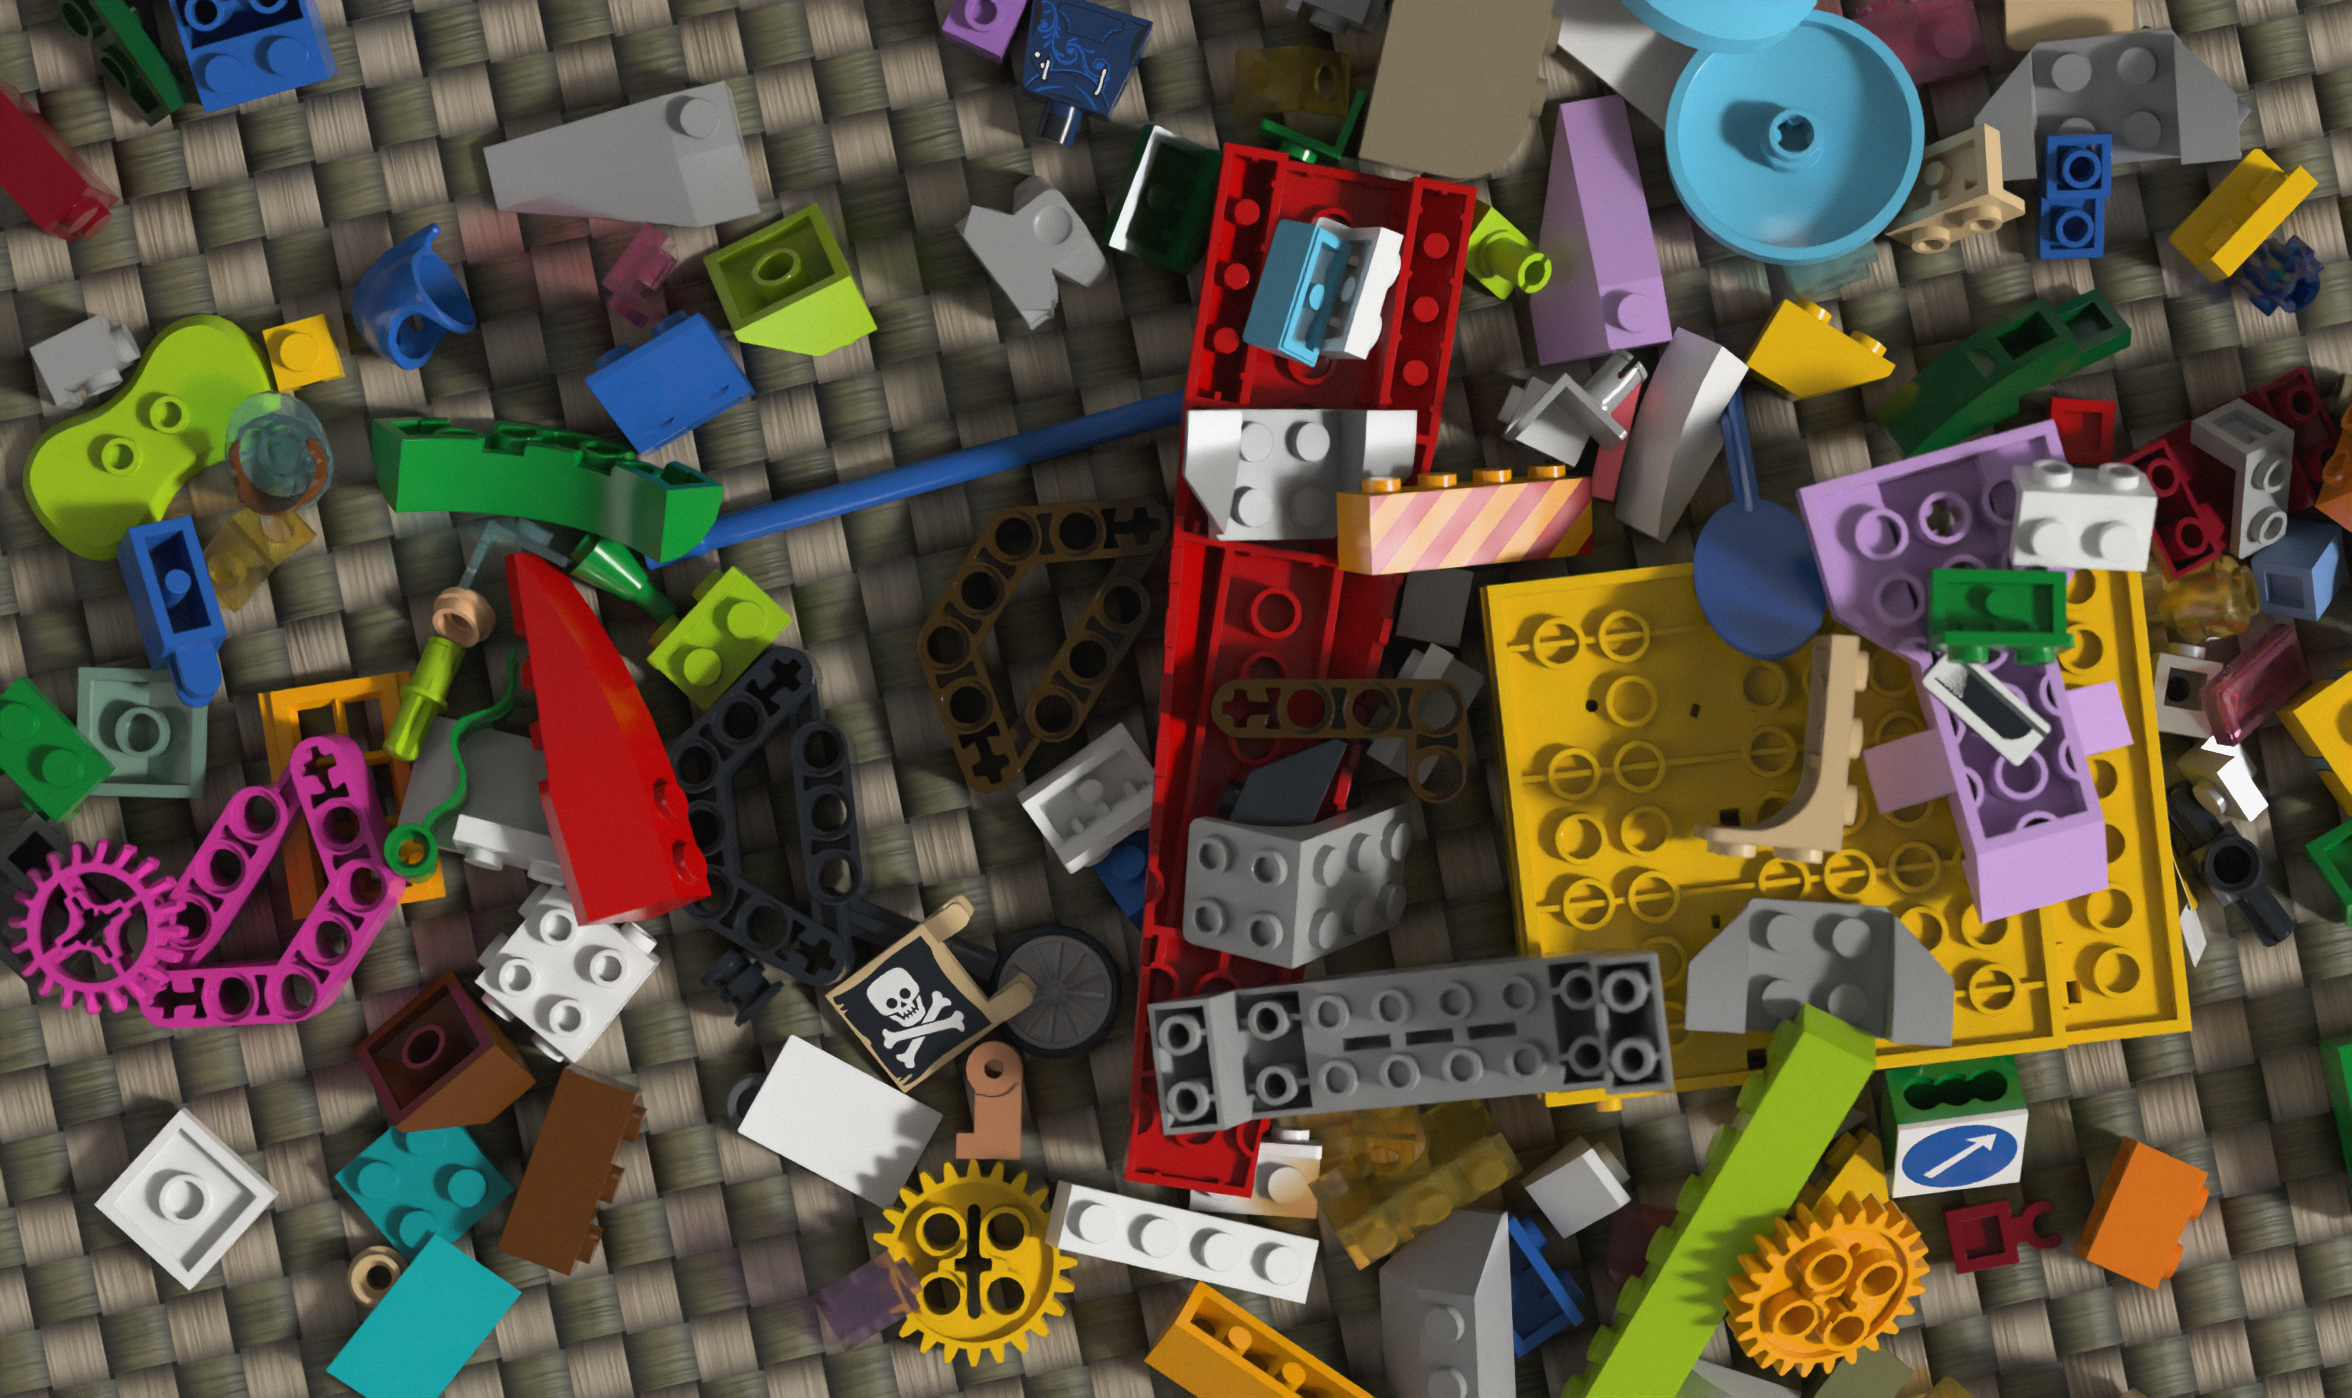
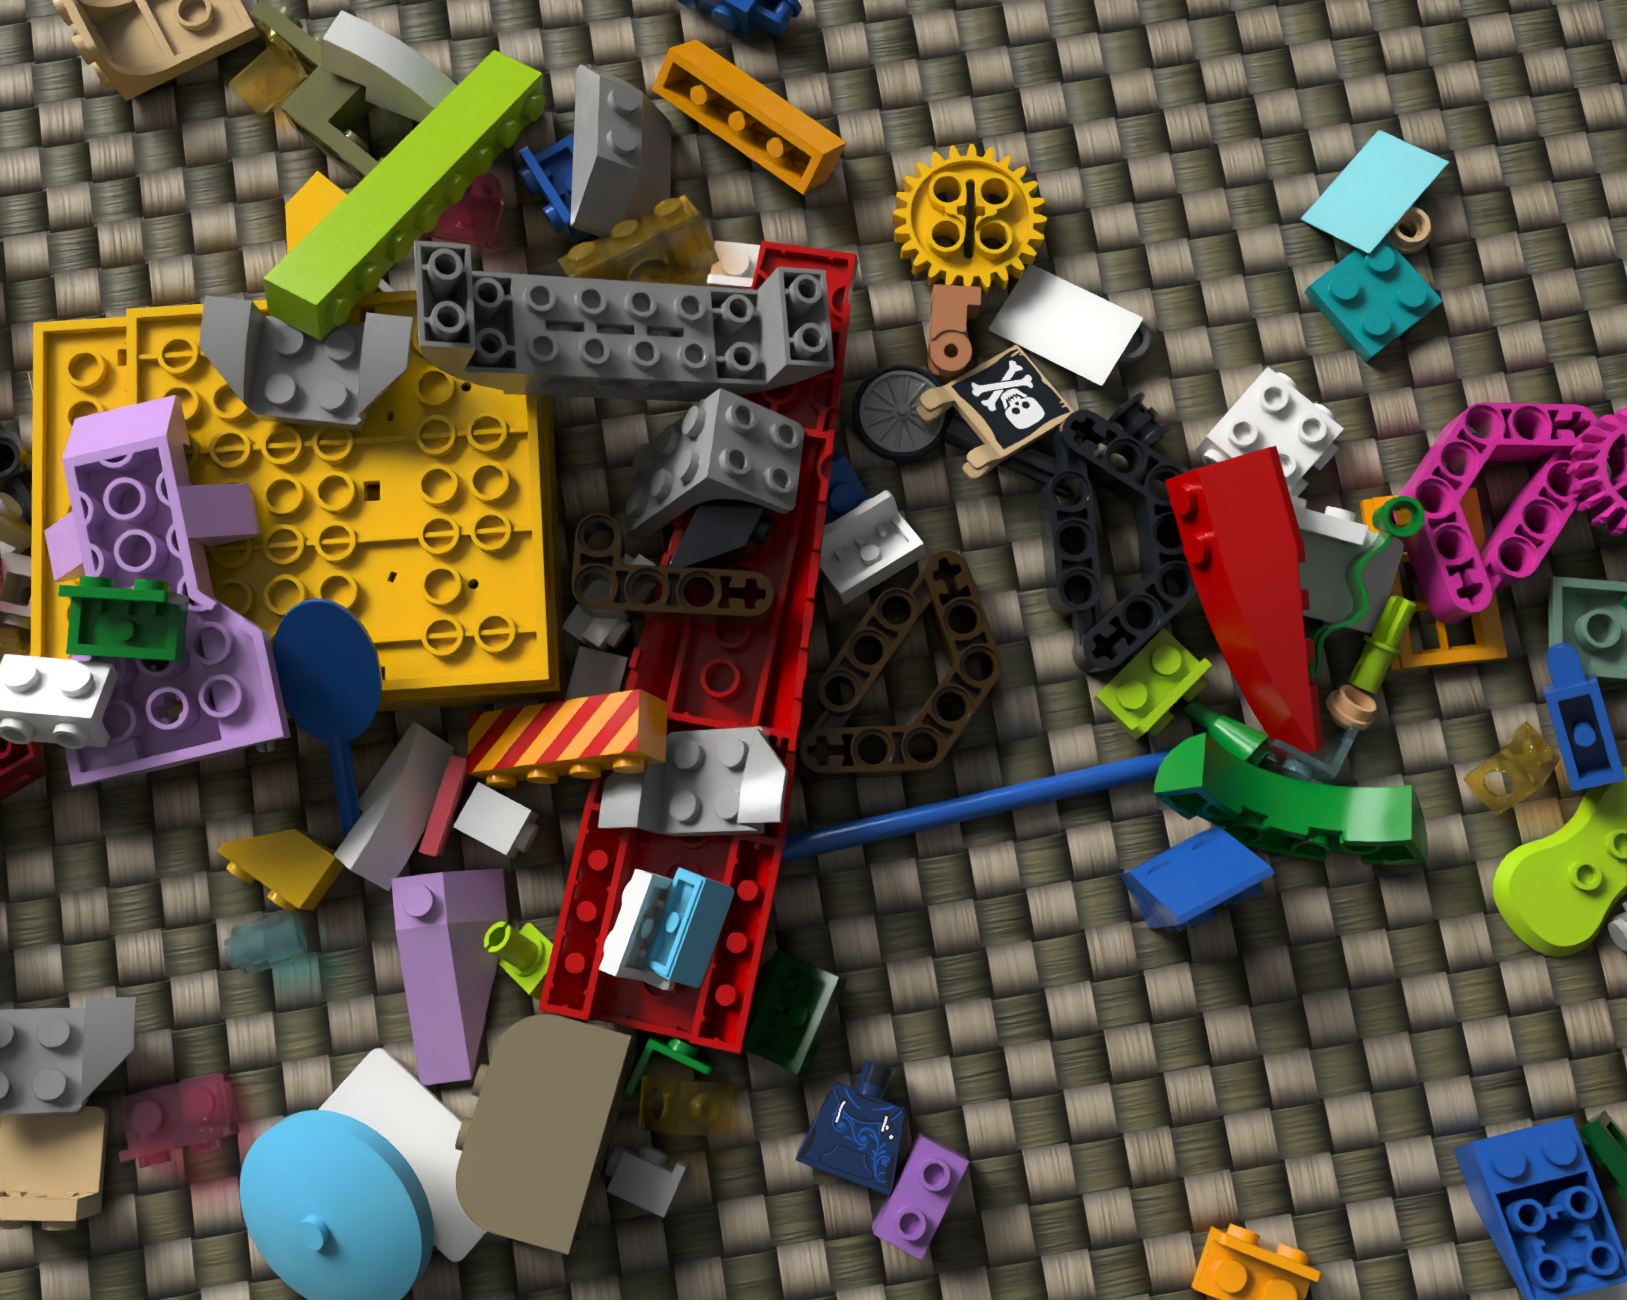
camera: 175 degrees left, 10 degrees down
(186, 1198) = (1552, 290): white plate -> none
(277, 454) = (1503, 836): clear light blue piece -> none
(303, 353) = (1477, 921): yellow plate -> none
(408, 283) = (1410, 961): blue piece -> none
(444, 1061) = (1364, 376): reddish brown slope -> none
(573, 1170) = (1265, 296): reddish brown brick -> none
(642, 264) = (1214, 977): clear pink bracket -> none
(650, 161) = (1209, 1063): light grey wedge -> none
(790, 287) = (1093, 954): lime slope -> none
(869, 1299) = (1050, 183): clear purple arch -> none
(1034, 248) = (900, 976): light grey piece -> none
(1181, 1242) = (815, 218): white brick -> none
(1578, 1186) = (516, 244): white slope -> none
(1593, 402) = (461, 827): light grey bracket -> none
(1796, 143) = (277, 1035): medium azure dish -> none
(1822, 800) = (291, 488): tan bracket -> none
(1826, 1284) = (330, 151): light orange gear -> none
(1953, 1125) = (224, 267): piece -> none
(1956, 193) = (160, 991): tan bracket -> none
(1987, 1233) = (218, 208): dark red plate -> none
(1988, 708) = (145, 549): sticker -> none
(1989, 371) = (137, 847): dark green slope -> none
(2073, 195) = (66, 979): blue slope -> none
(2084, 429) = (81, 803): red plate -> none
(2142, 1214) = (101, 213): orange brick -> none

